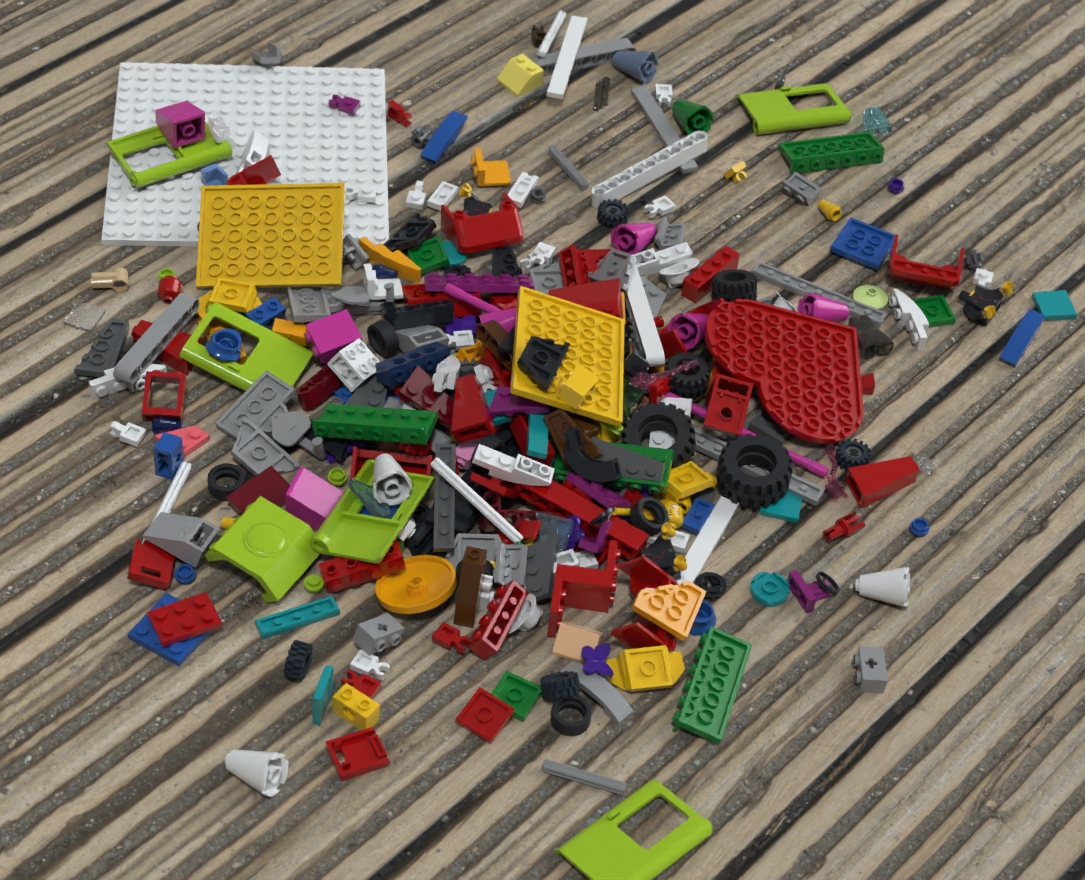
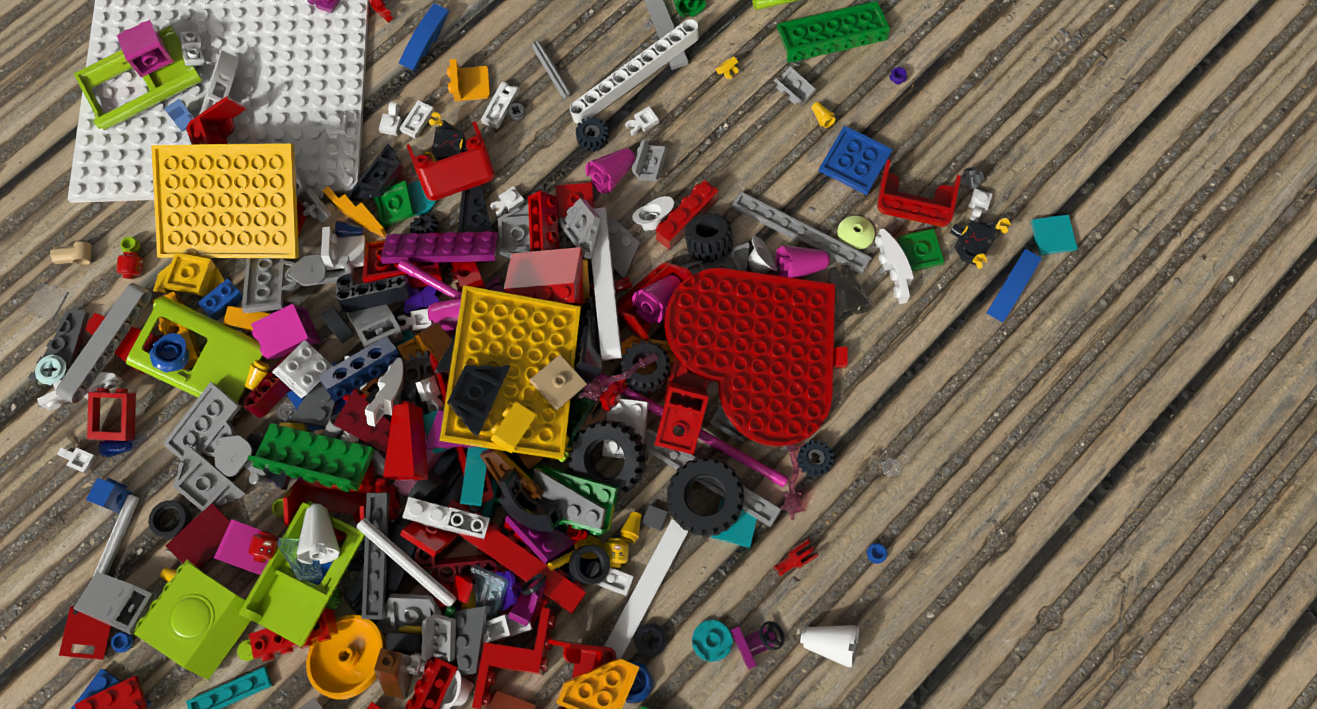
camera: 10 degrees right, 25 degrees up
(93, 358) = (46, 364): none -> light aqua gear
(192, 438) = (133, 464): coral wing -> none
(308, 369) = (257, 372): none -> yellow cone
(332, 488) = (263, 546): none -> red head
(408, 530) = (341, 589): white plate -> none
(420, 136) = (399, 39): dark grey gear -> none
(542, 254) = (512, 198): white plate -> none
(612, 366) = (558, 382): none -> tan plate
(652, 262) = (630, 199): white slope -> none
(663, 554) = (598, 615): black torso -> none
(686, 481) = (637, 509): yellow piece -> none
(697, 516) = (645, 547): blue plate -> none
(880, 479) = (839, 492): red slope -> none

